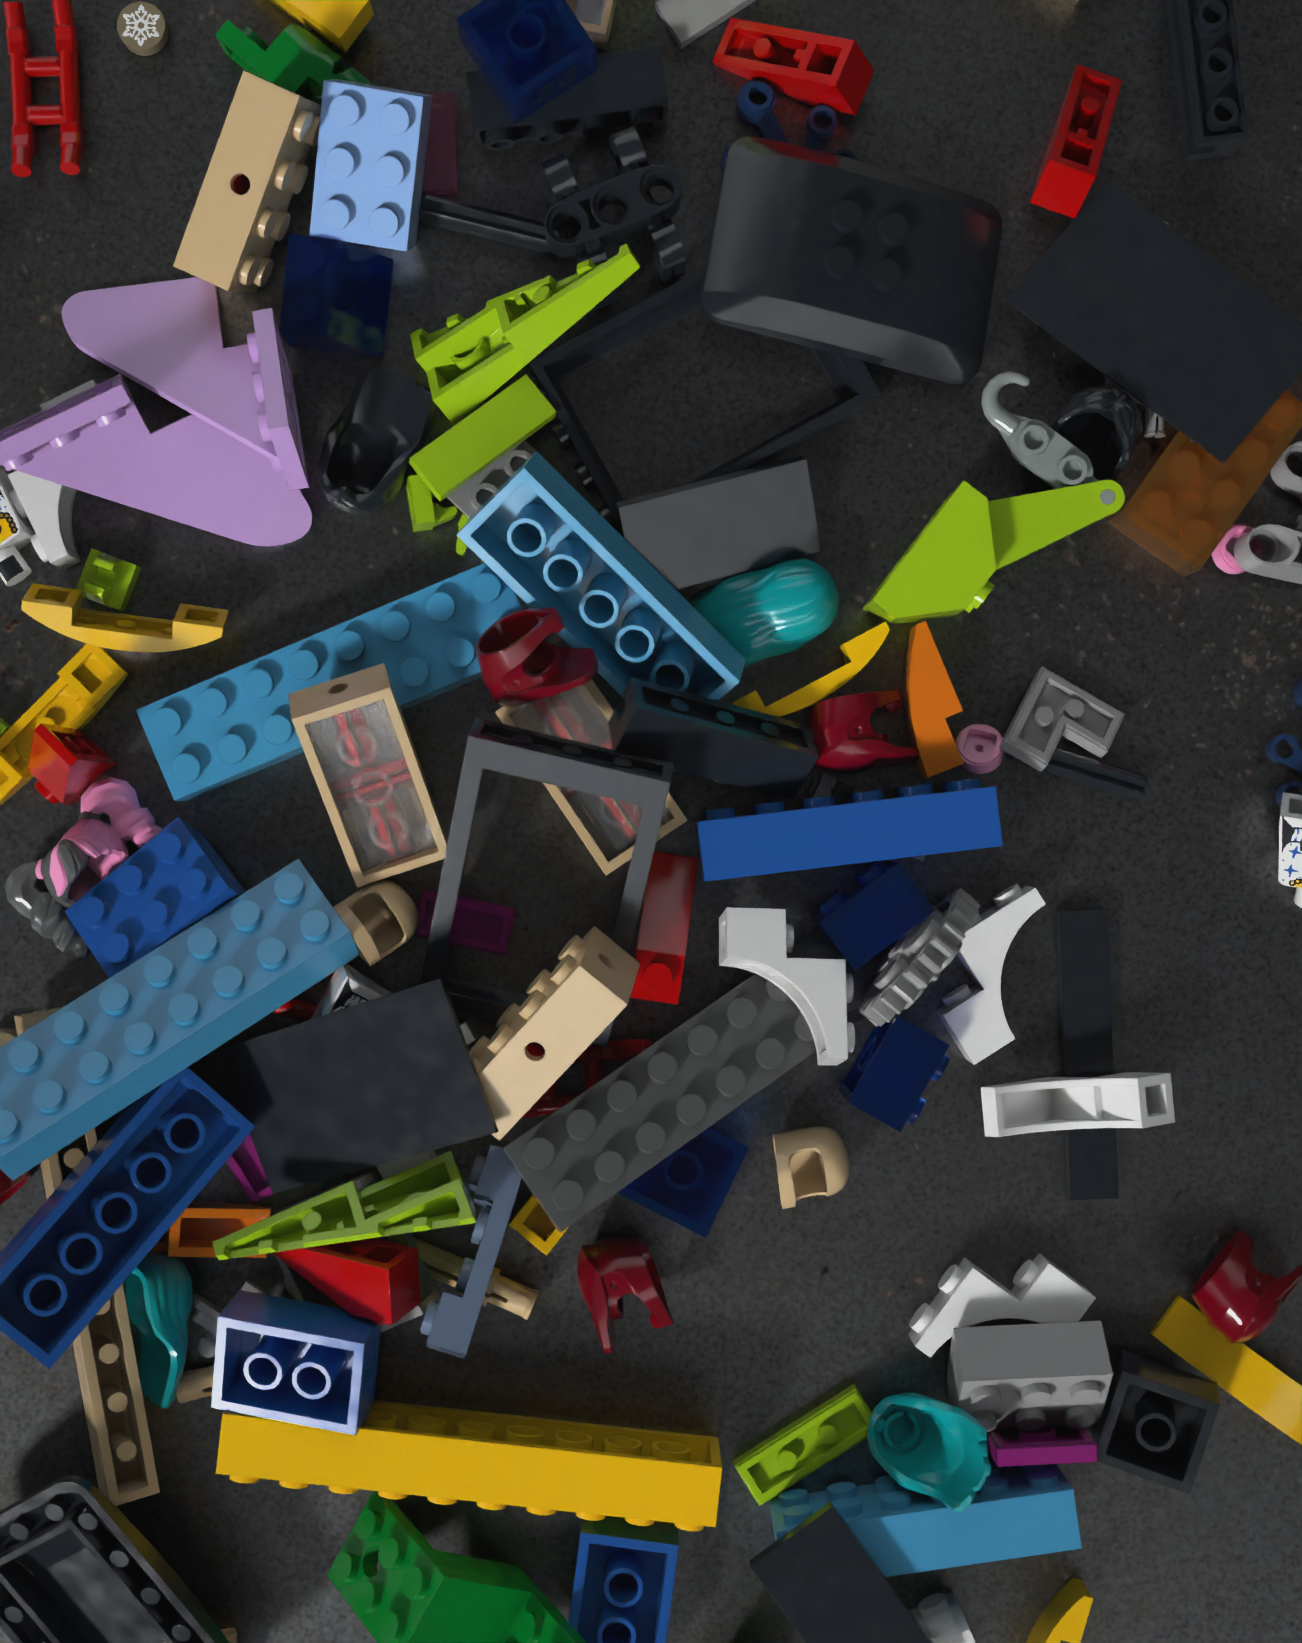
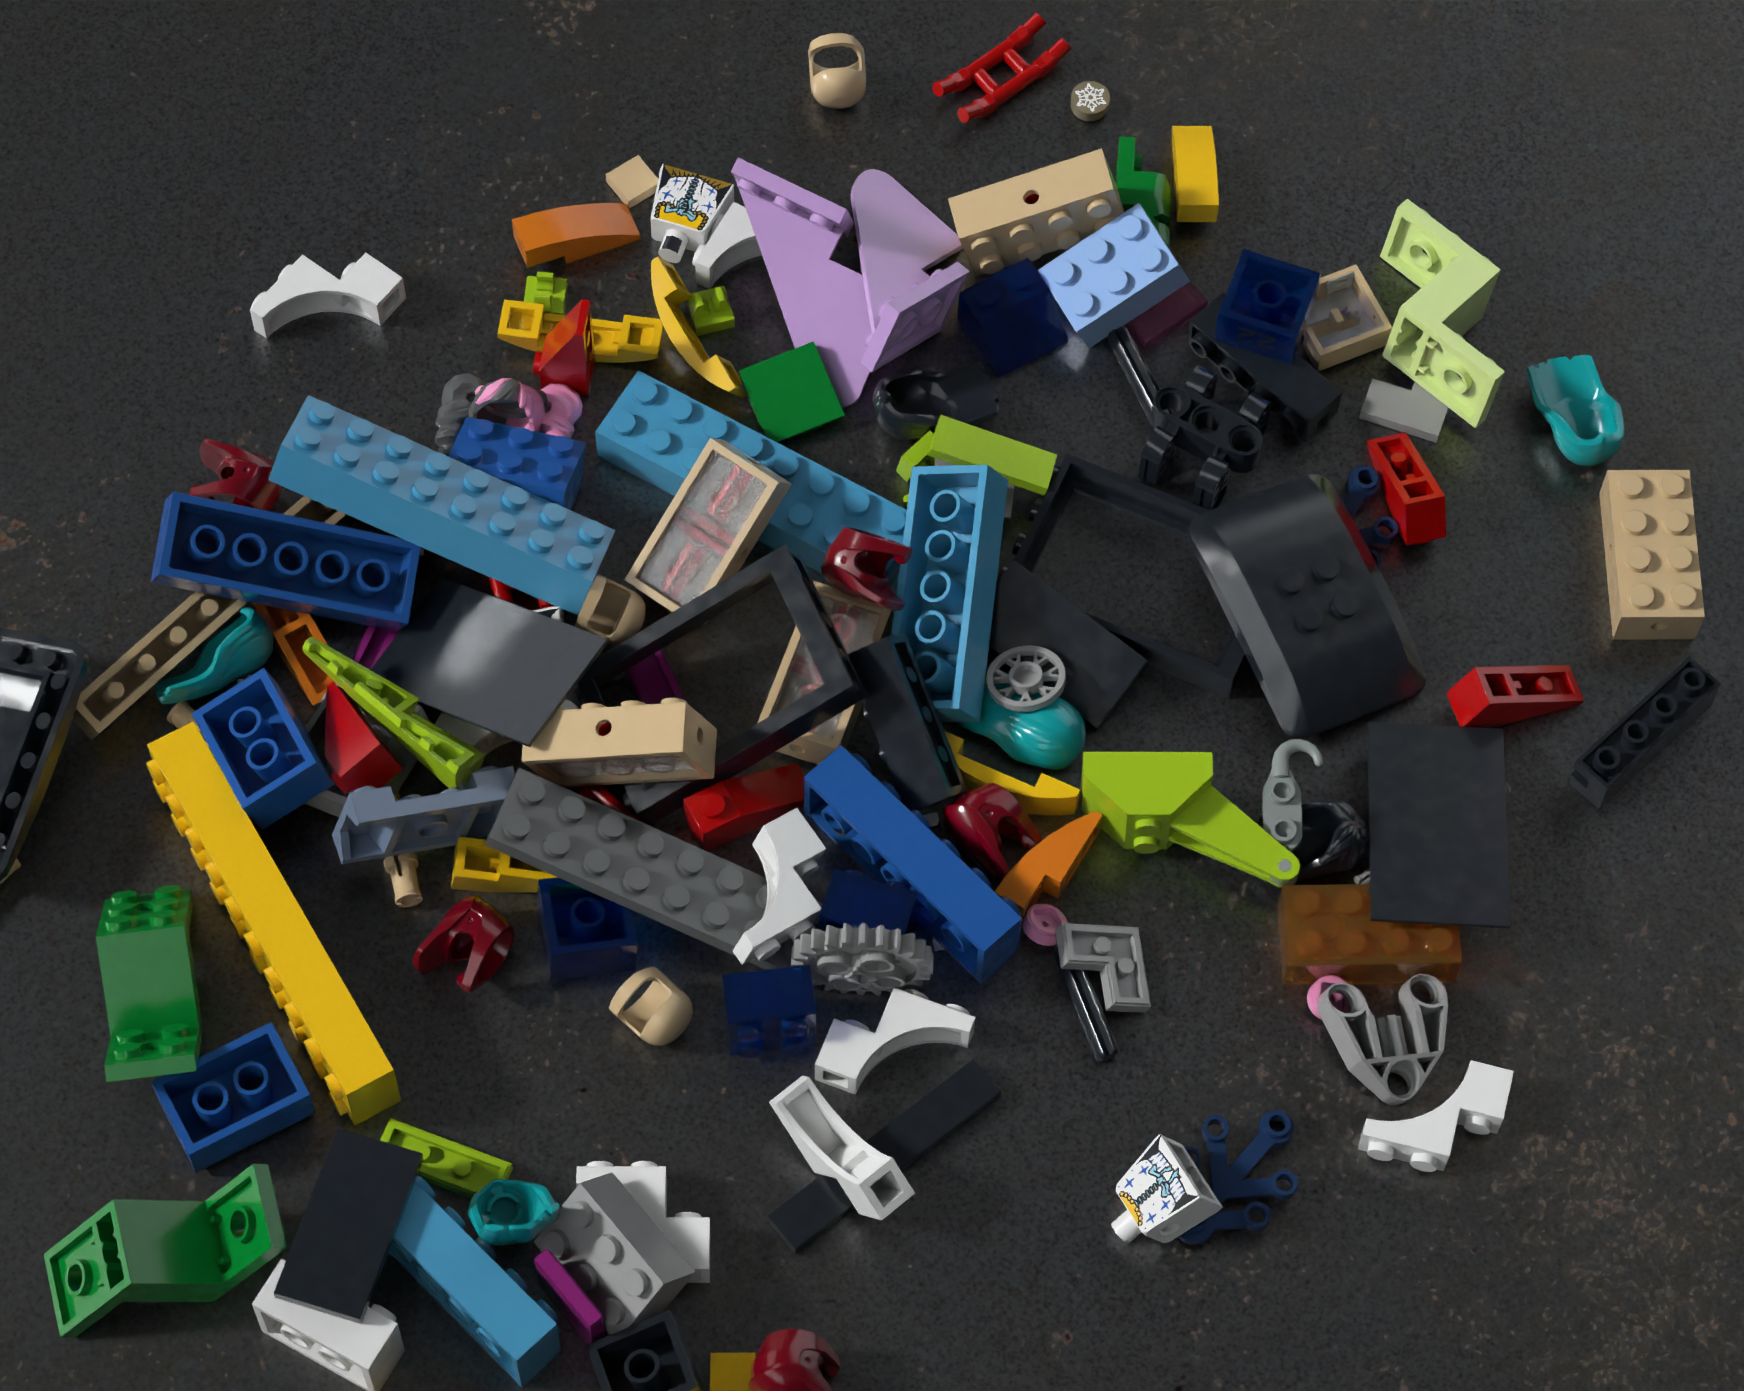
camera: 50 degrees right, 25 degrees down
(263, 574) = (791, 393): none -> green tile
(486, 350) = (1063, 422): lime wedge -> none
(740, 586) = (1026, 678): none -> light grey wheel

